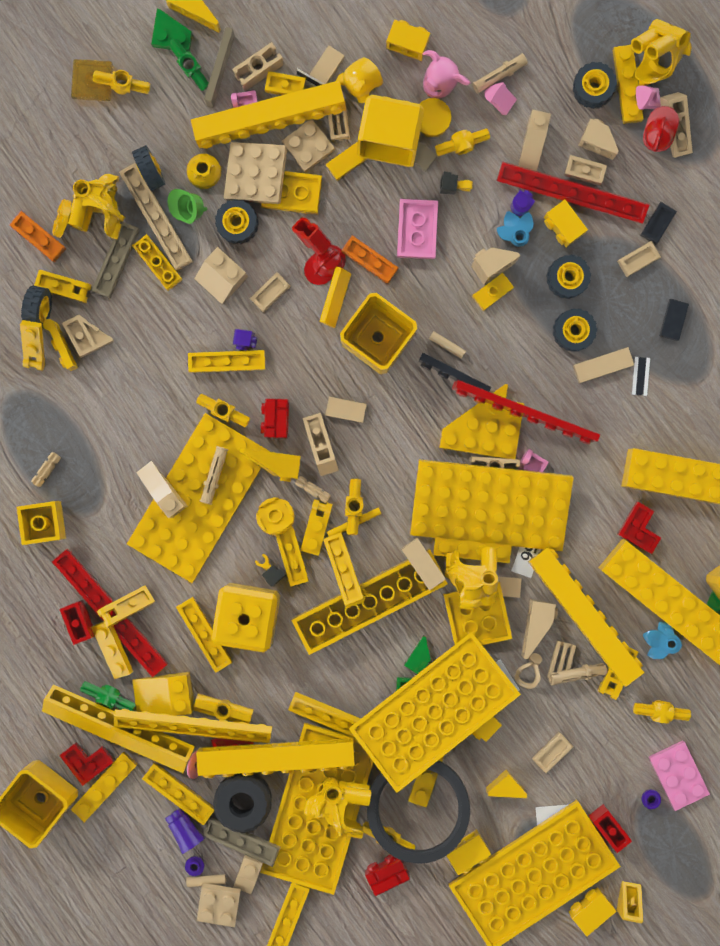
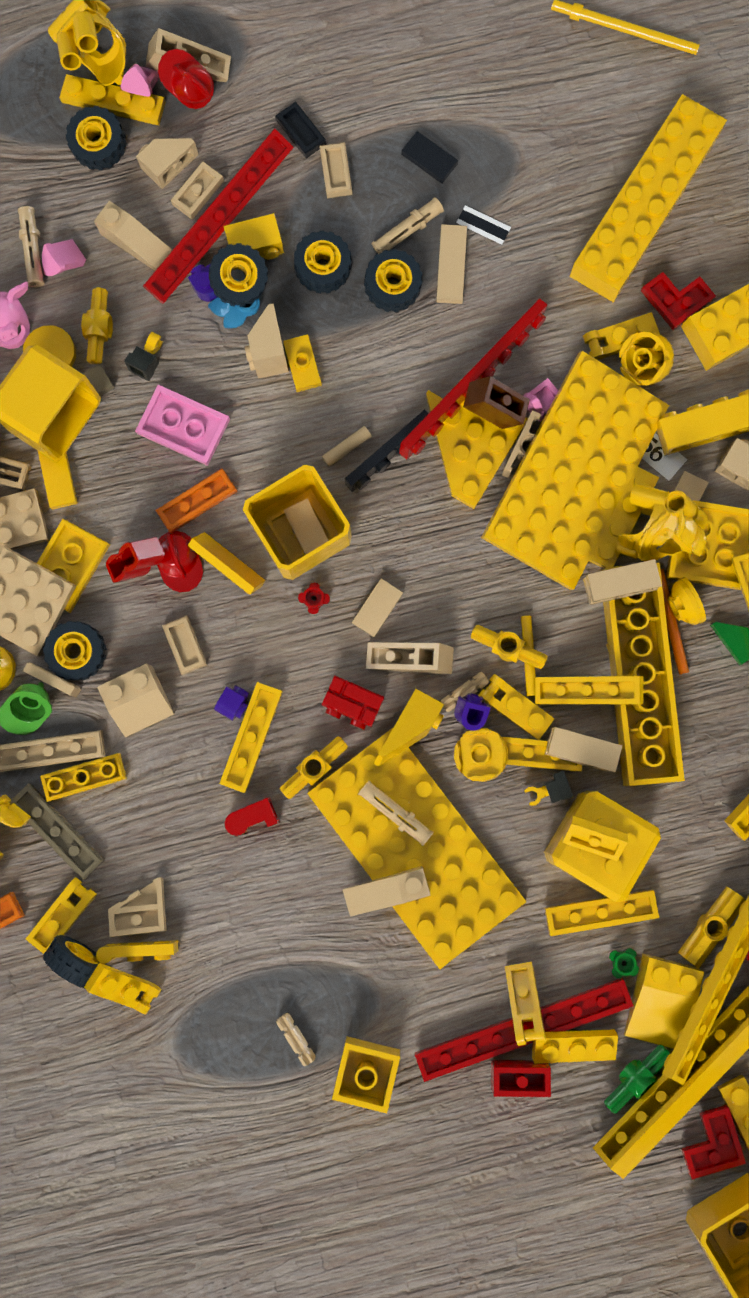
camera: 65 degrees left, 5 degrees down
(175, 381) = (242, 819): none -> red leg
(177, 666) = (631, 965): none -> green plate
(211, 212) = (51, 679): none -> tan tile
(244, 608) = (595, 838): none -> yellow plate
(300, 499) = (471, 711): none -> dark purple plate
(303, 581) = (583, 749): none -> tan piece
(340, 364) = (313, 590): none -> red plate
(379, 341) = (306, 526): none -> tan tile
(413, 609) = (673, 631): none -> orange bar
(428, 612) = (686, 602): none -> yellow piece
(512, 433) = (496, 402): none -> reddish brown brick
(542, 232) = (246, 260): none -> black wheel
(587, 523) = (646, 358): none -> yellow cylinder
(598, 501) = (617, 334): none -> yellow plate
(618, 325) = (415, 221): none -> tan pin

